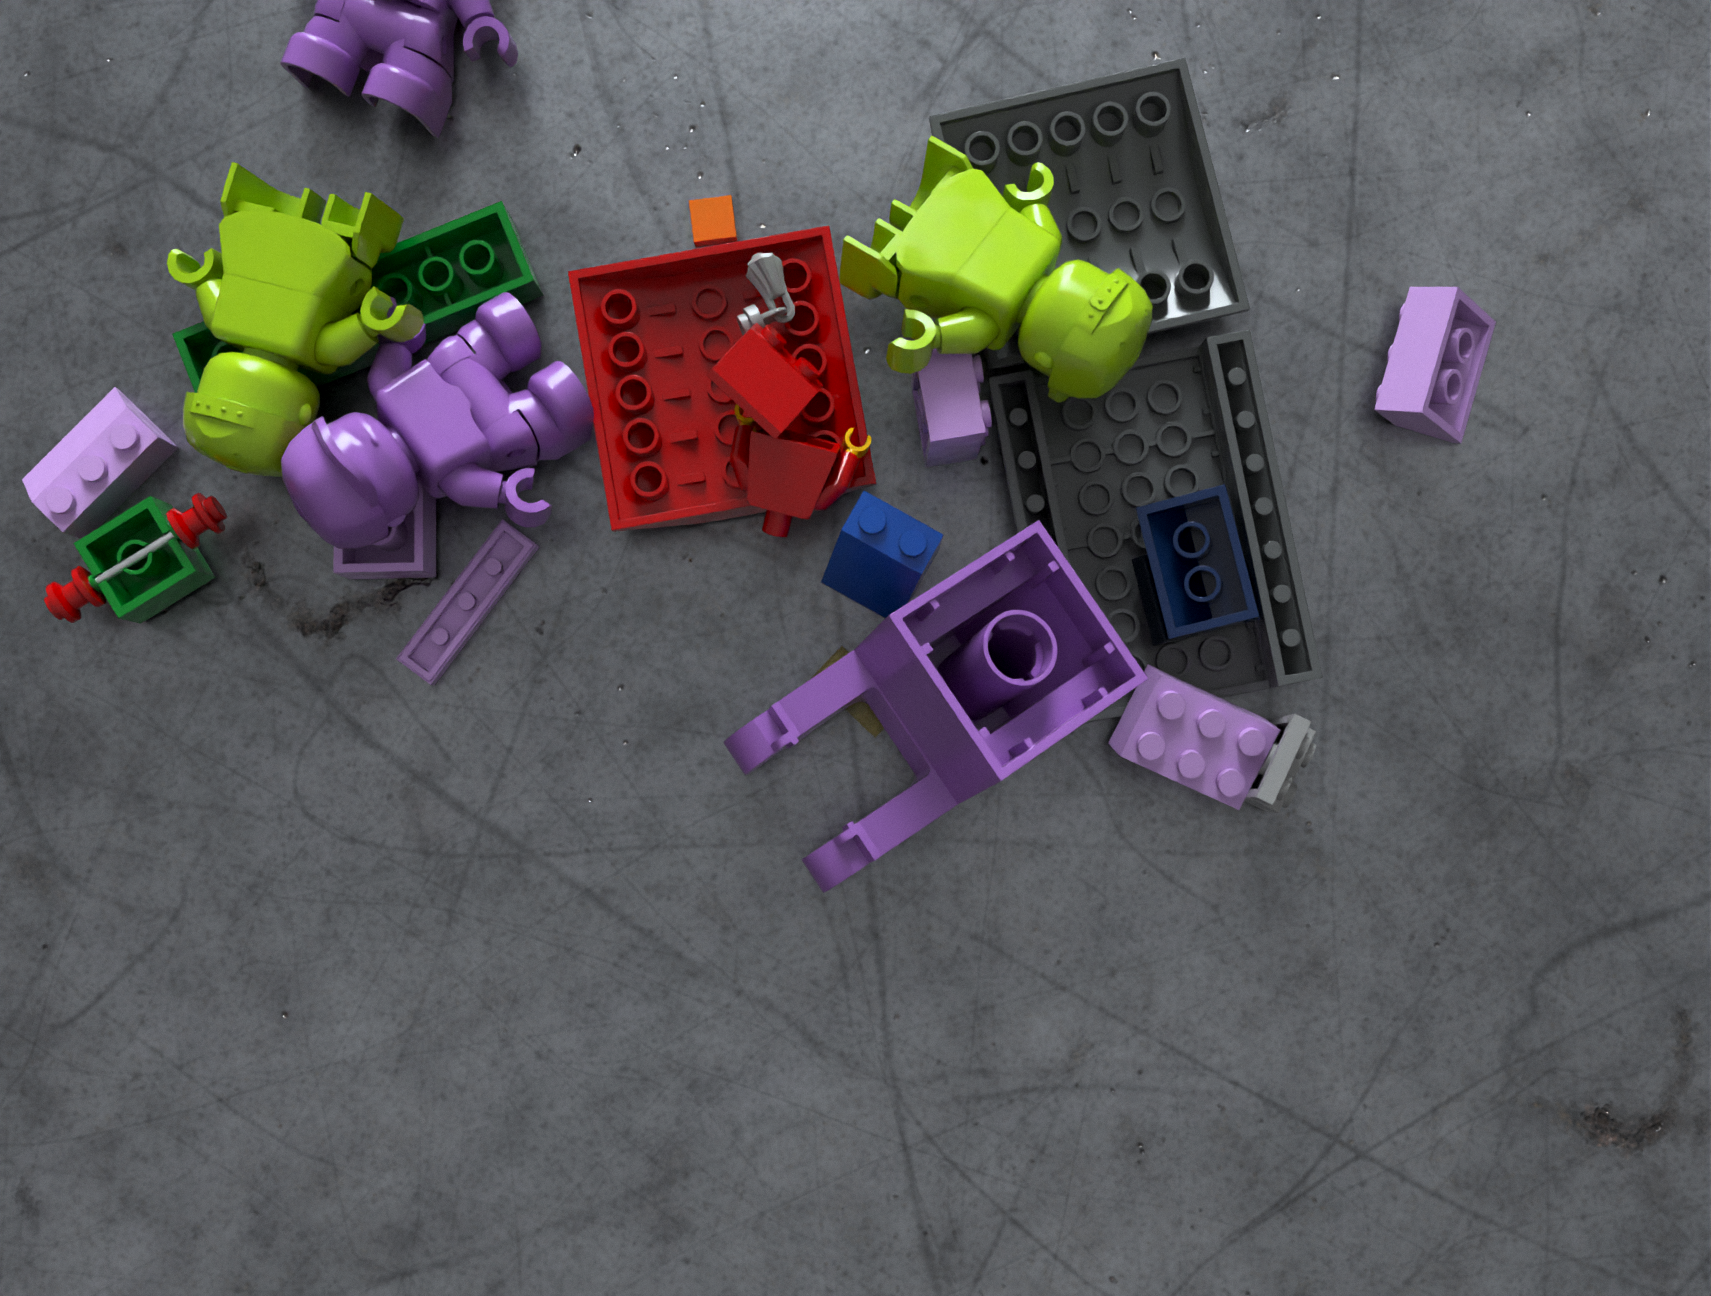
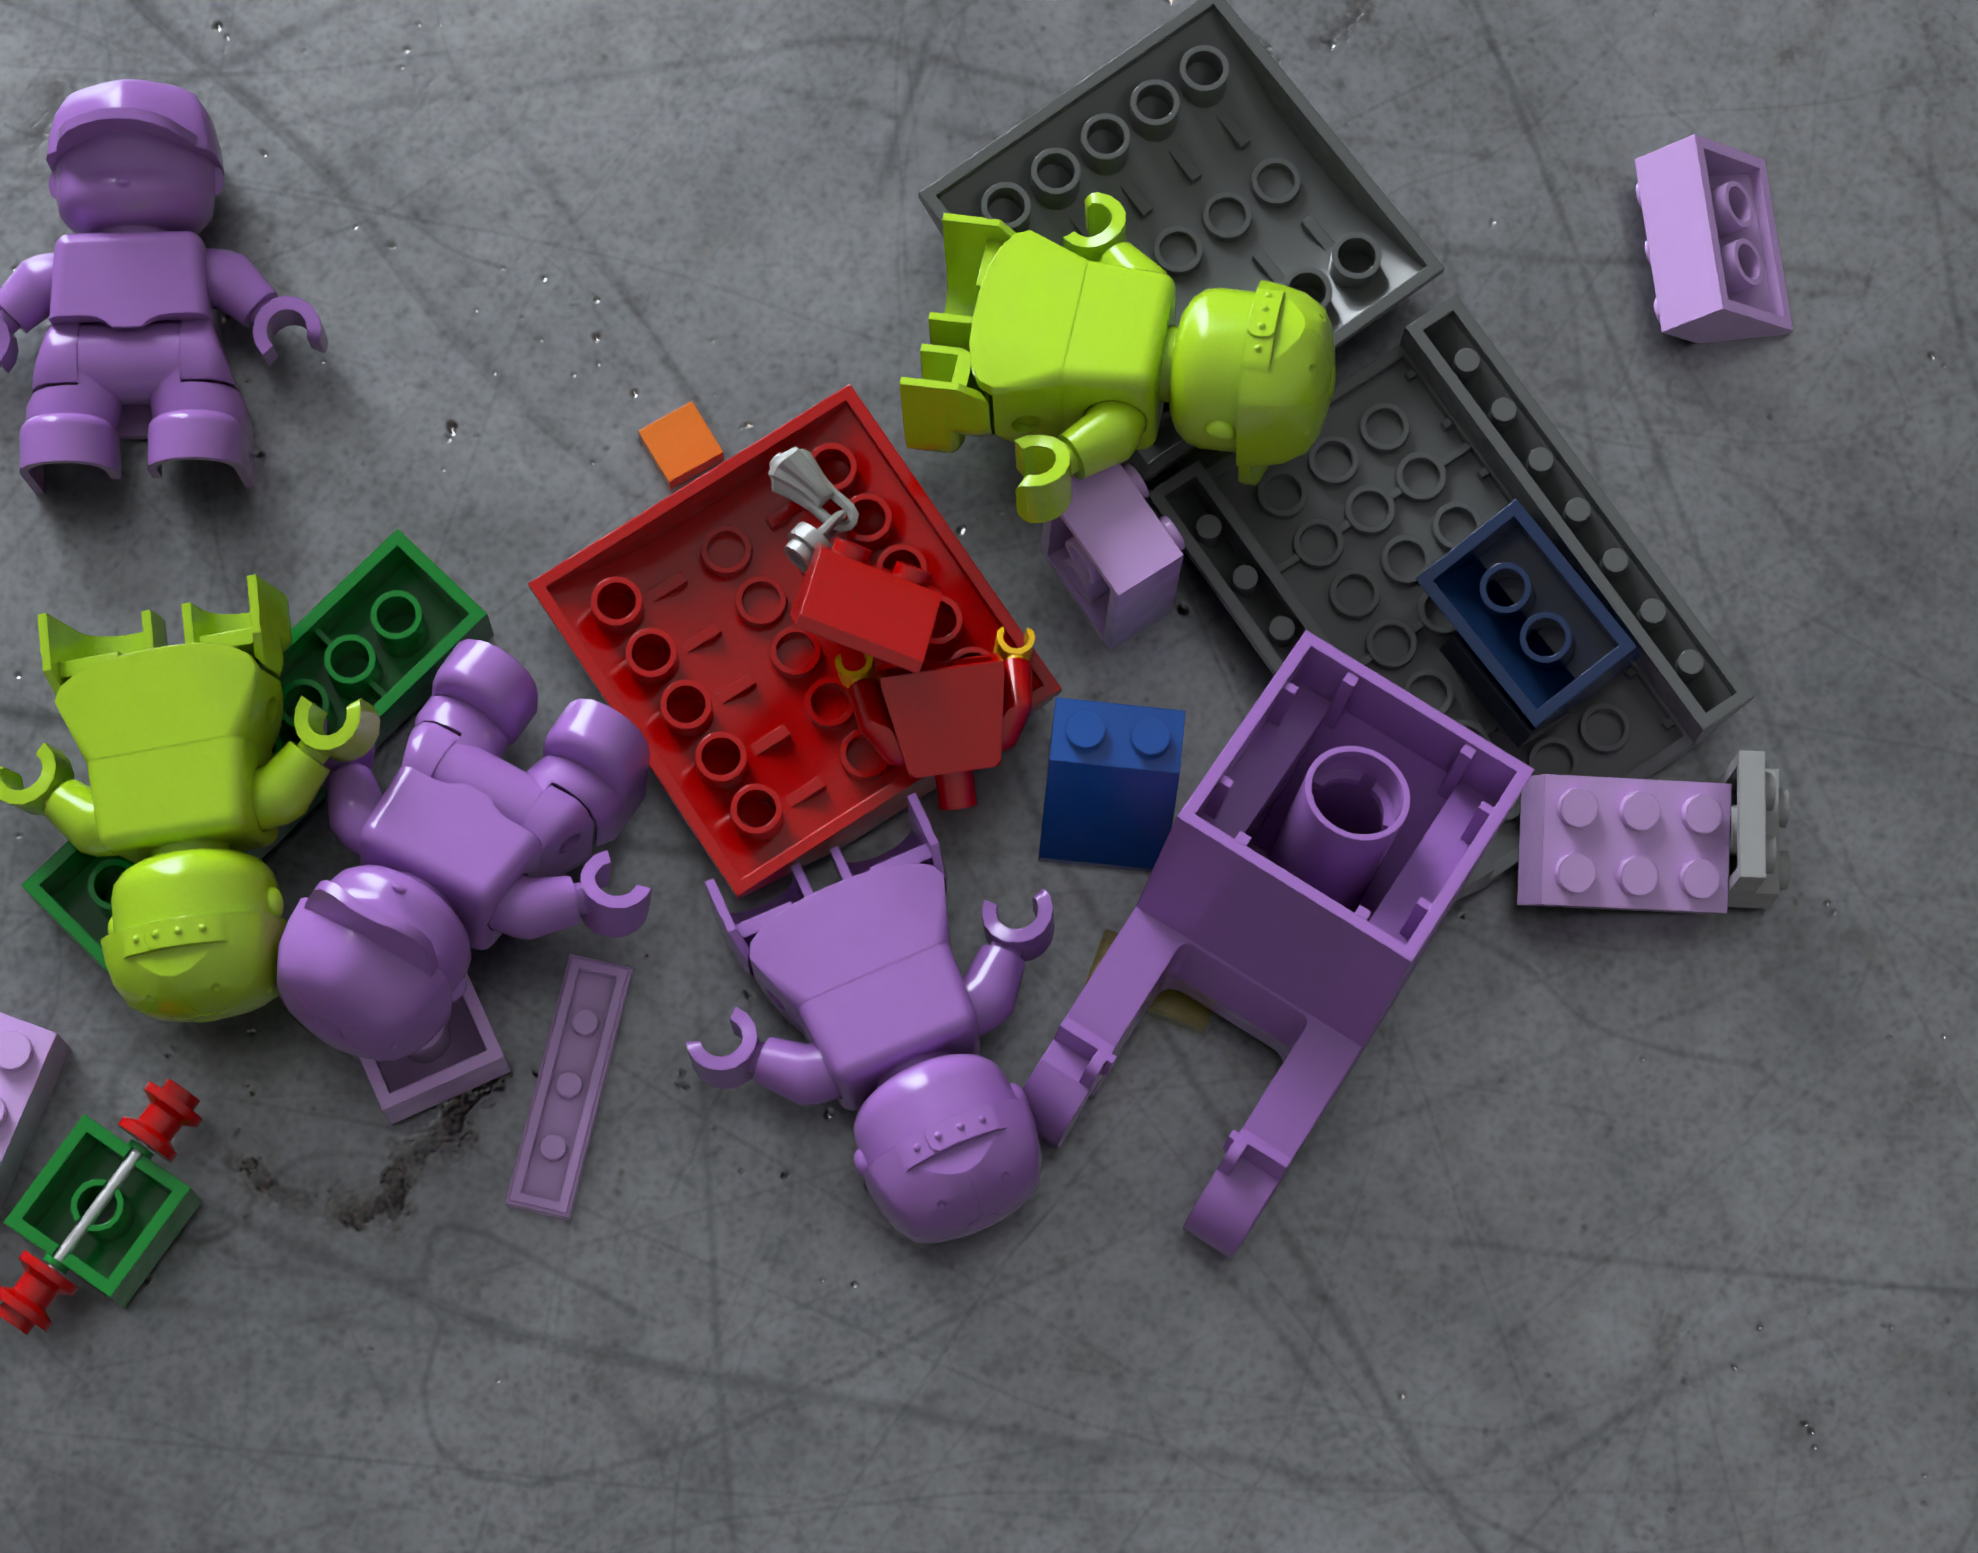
camera: 30 degrees left, 10 degrees down
(669, 654) = (893, 1032): none -> medium lavender piece

